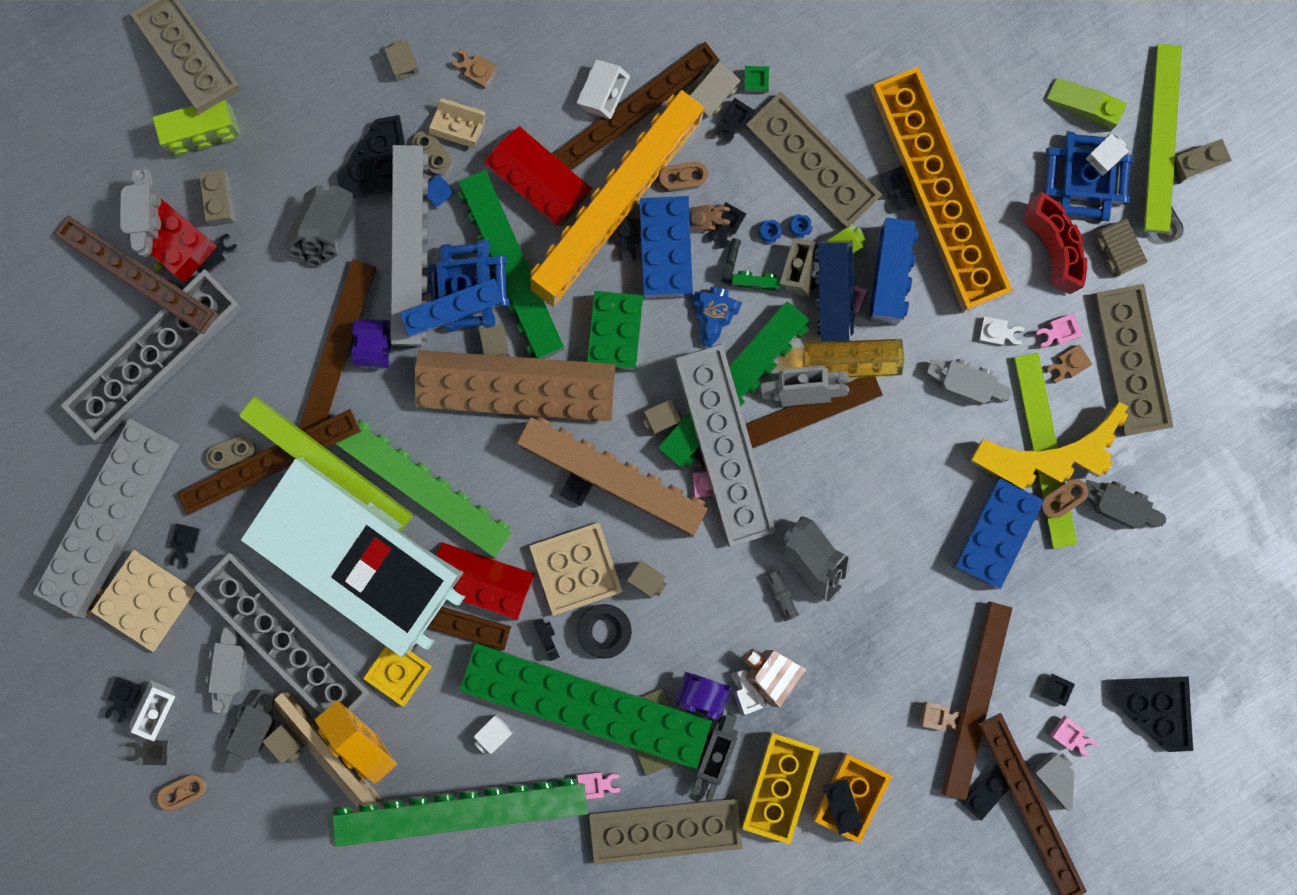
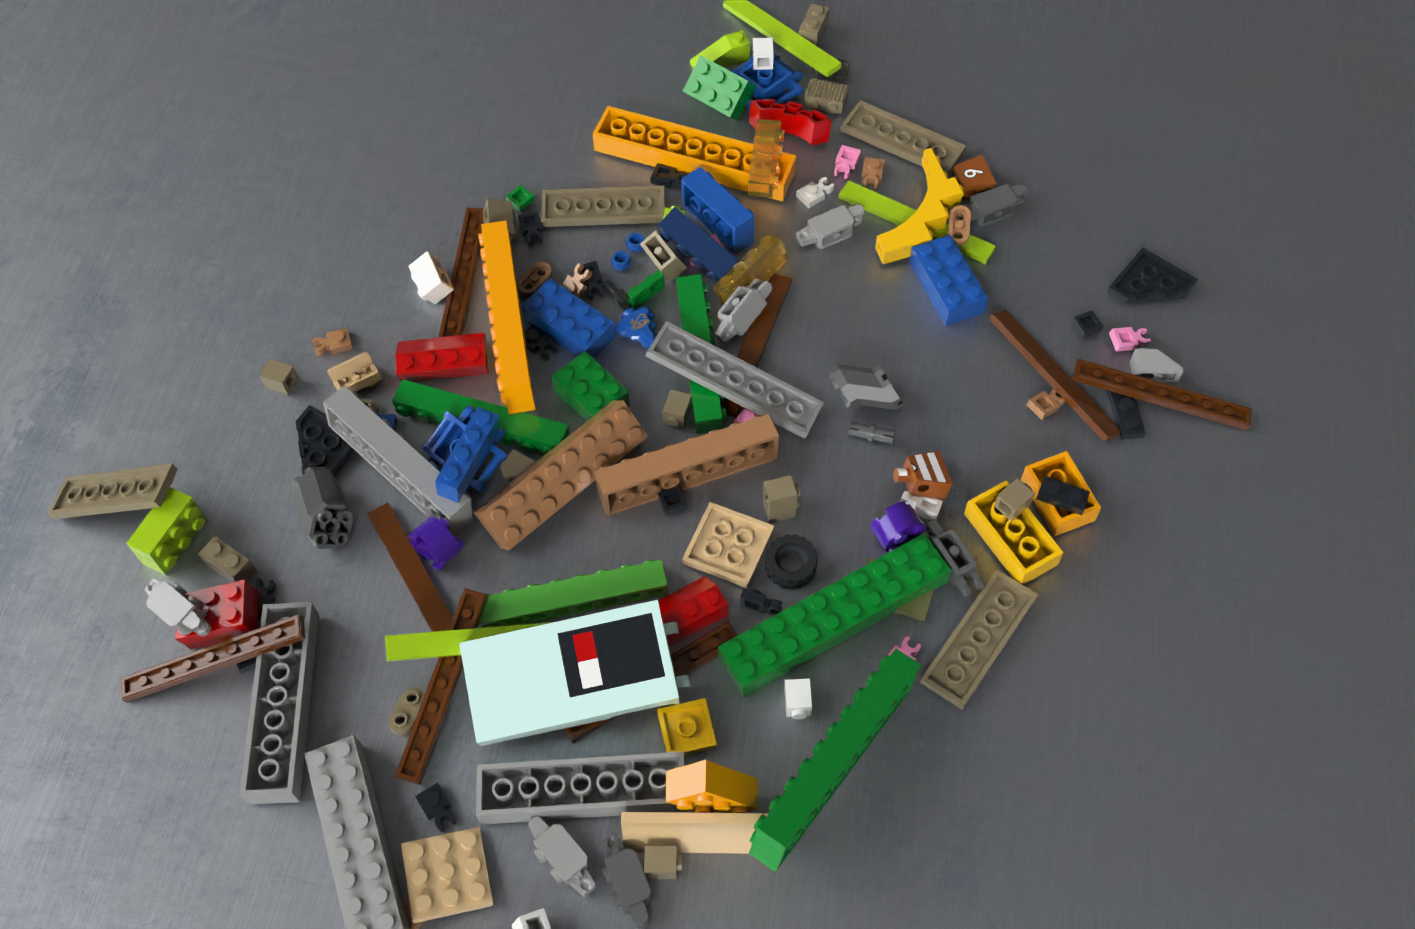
camera: 45 degrees left, 25 degrees down
(801, 772) = (1014, 499): none -> dark tan brick
(978, 269) = (765, 158): none -> clear yellow brick
(1035, 146) = (719, 88): none -> brick
(1137, 463) = (974, 176): none -> dark orange torso

